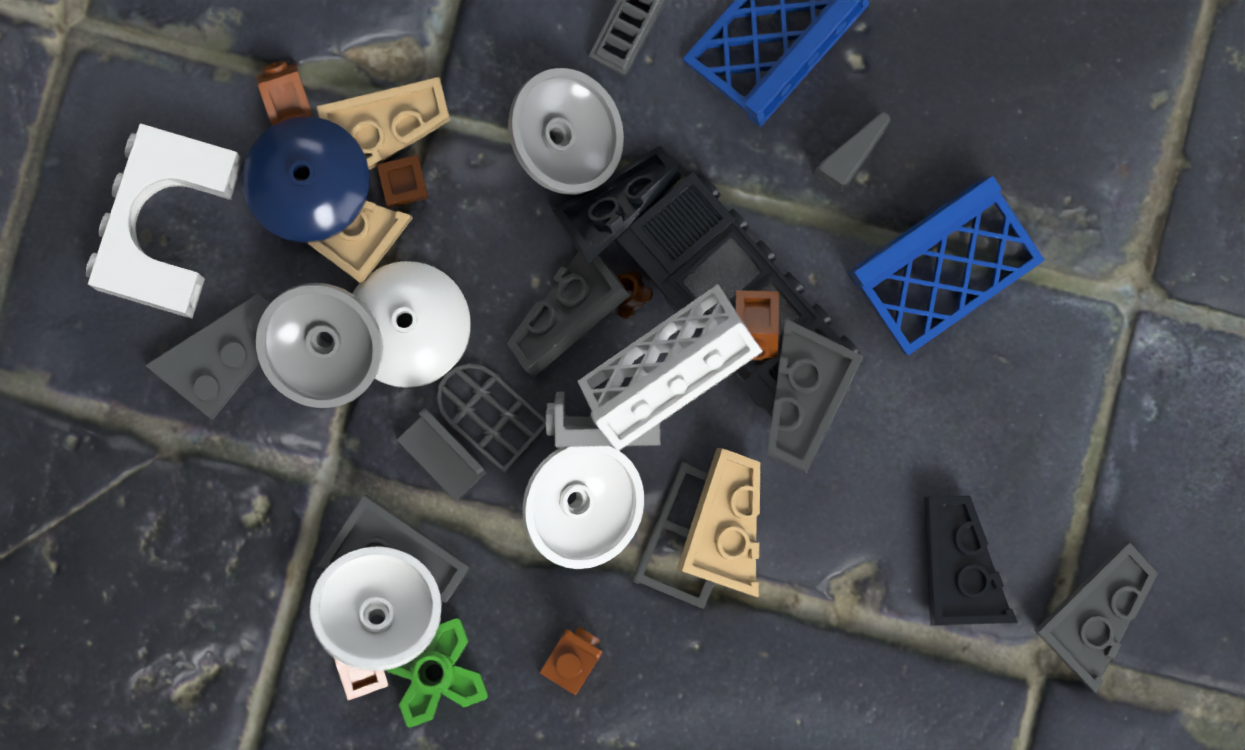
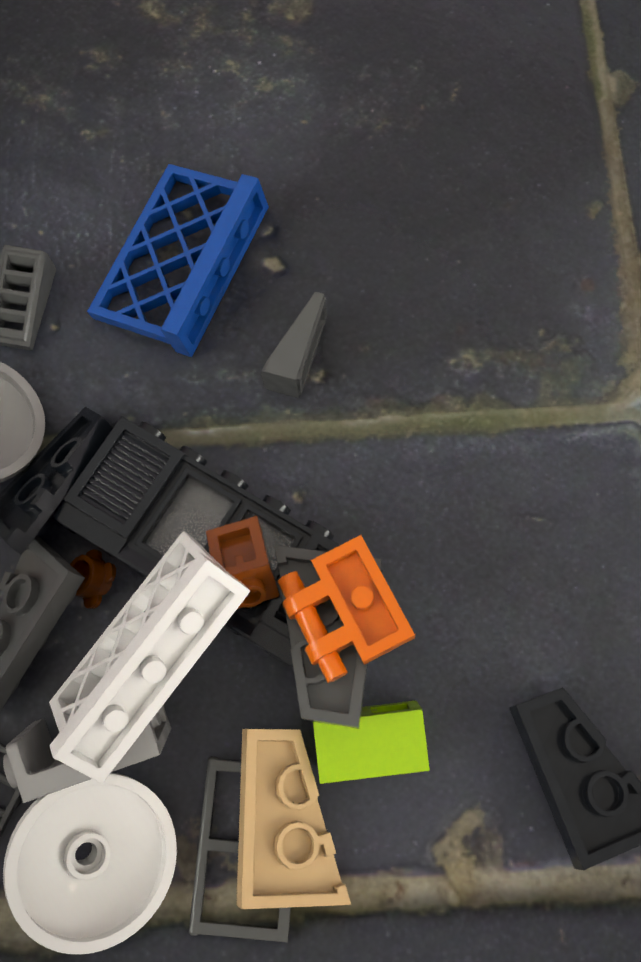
camera: 15 degrees left, 10 degrees down
(820, 492) = (386, 744): none -> lime hinge
(838, 383) = (361, 600): none -> orange plate
(926, 234) = (407, 407): blue fence -> none

